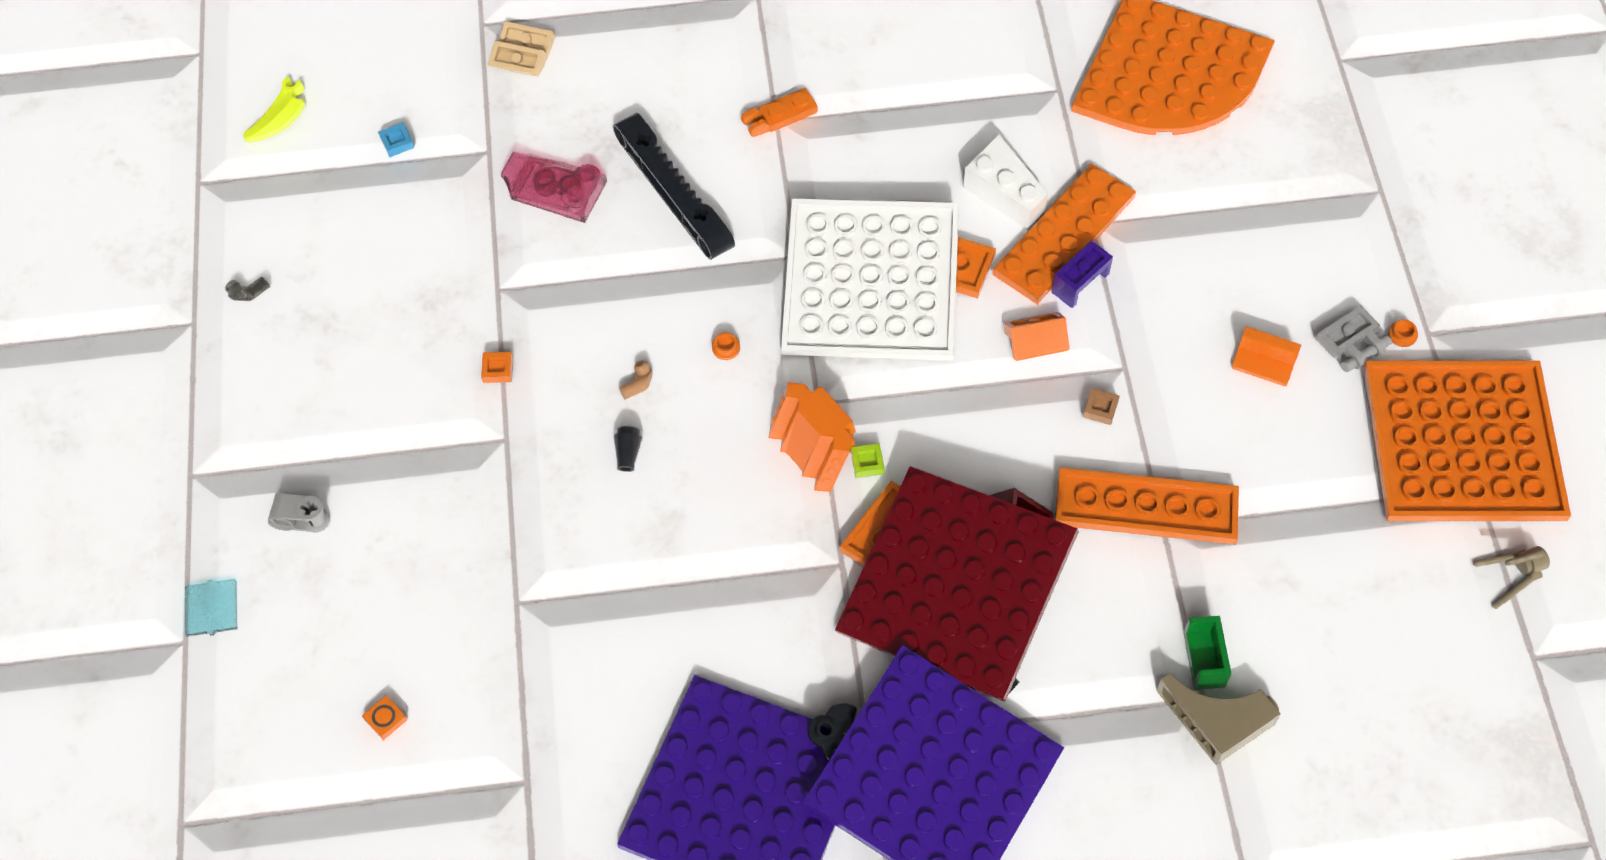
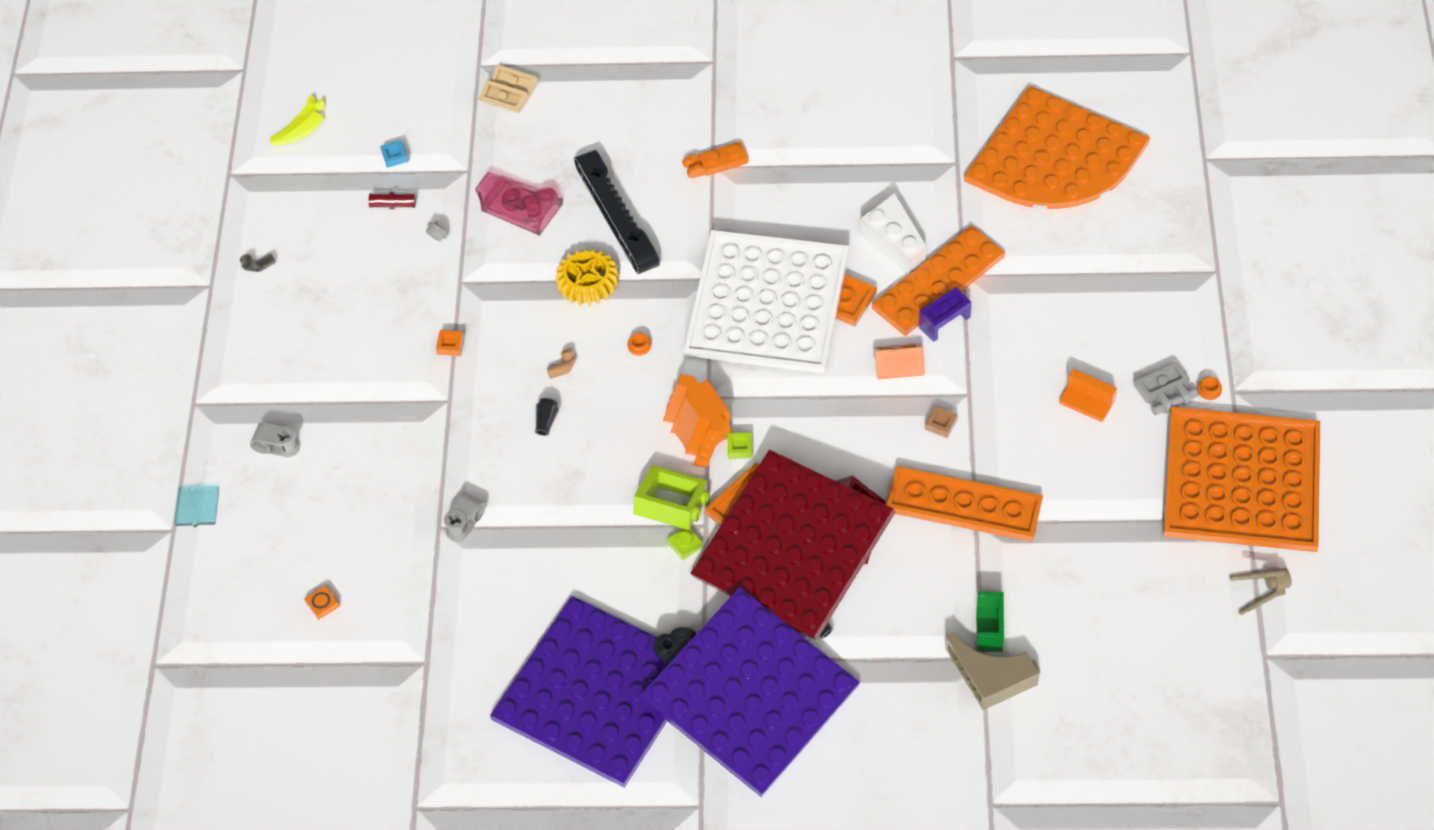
camera: 10 degrees right, 5 degrees down
(401, 197) = (392, 200): none -> dark red pin
(461, 229) = (436, 231): none -> light grey plate
(545, 587) = (463, 517): none -> light grey piece
(655, 277) = (585, 270): none -> yellow gear
(794, 555) = (667, 512): none -> lime window
(821, 590) = (685, 543): none -> lime plate

